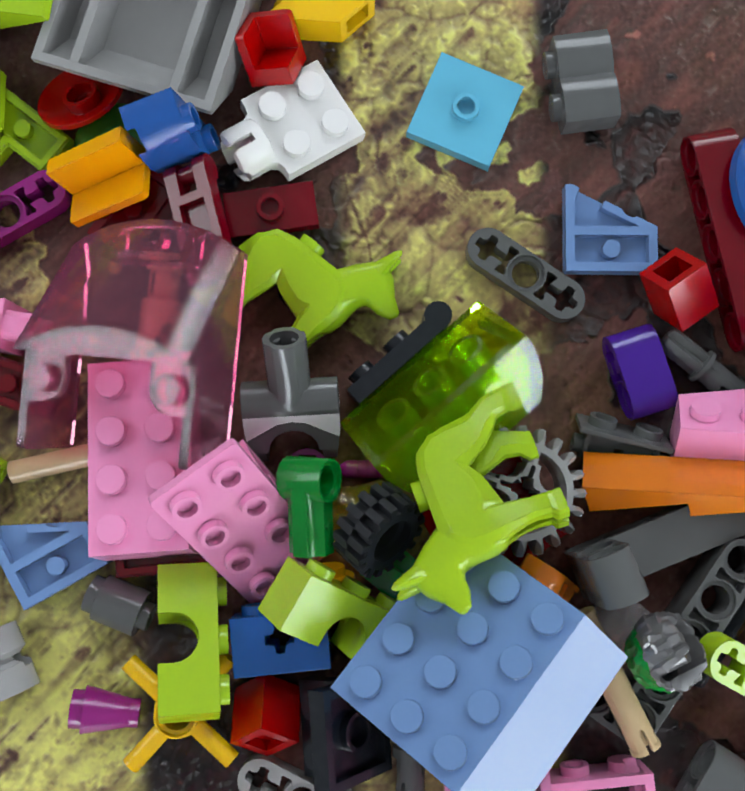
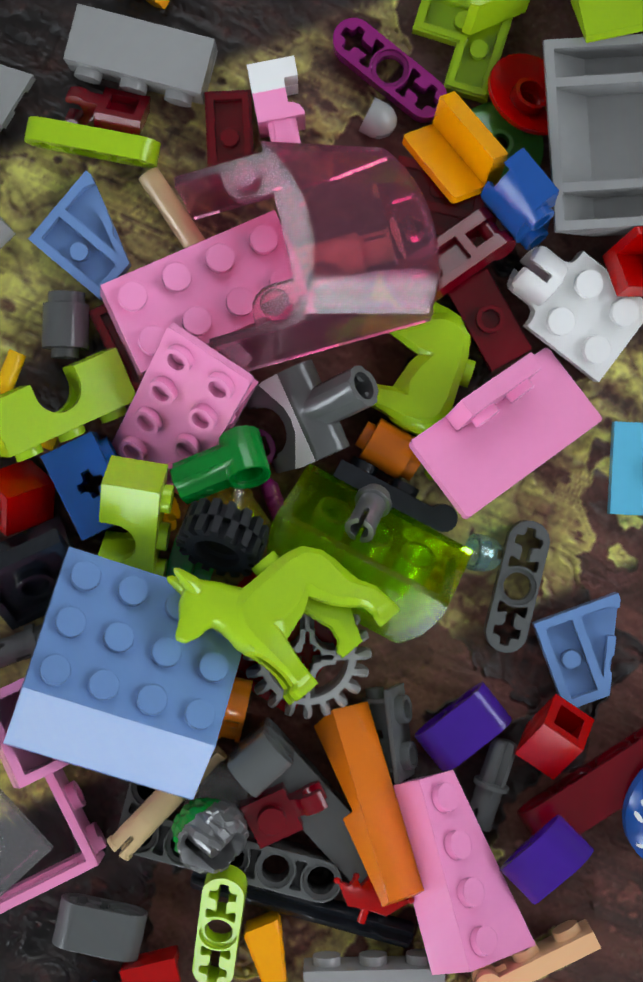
camera: 70 degrees right, 5 degrees up
(49, 241) = (379, 120): none -> light grey hinge
(355, 342) = (388, 449): none -> orange brick
(379, 230) = (504, 431): none -> bright pink bracket
(401, 376) = (371, 505): none -> flat silver pin
(482, 290) = (484, 553): none -> clear light blue hinge
(663, 572) = (277, 813): none -> dark red plate

